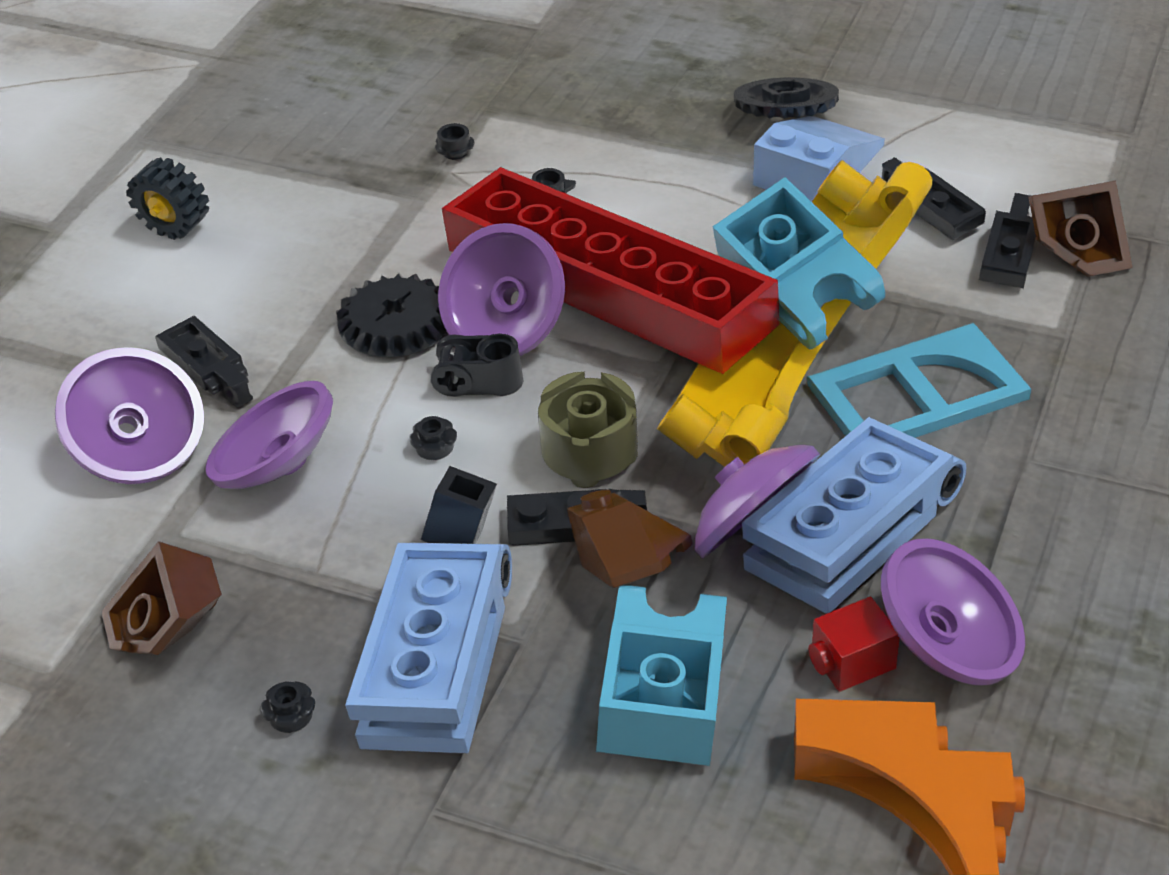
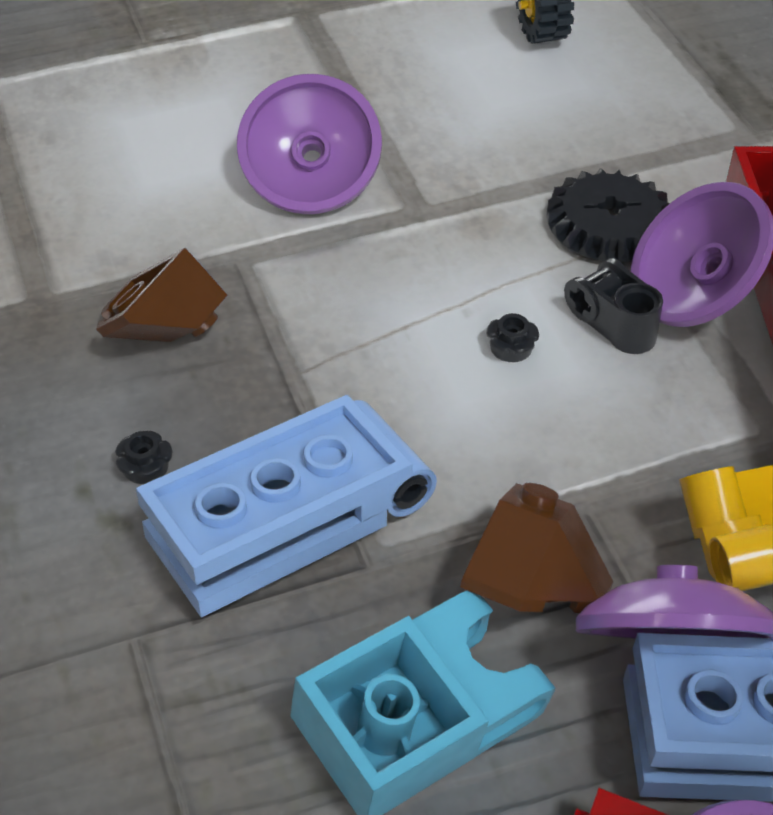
camera: 45 degrees right, 5 degrees up
(206, 359) = (425, 145): black hinge -> none
(271, 437) = (382, 240): medium lavender dish -> none
(458, 508) = (436, 410): black brick -> none
(544, 516) = (505, 463): black hinge -> none
(588, 427) = (634, 430): olive brick -> none

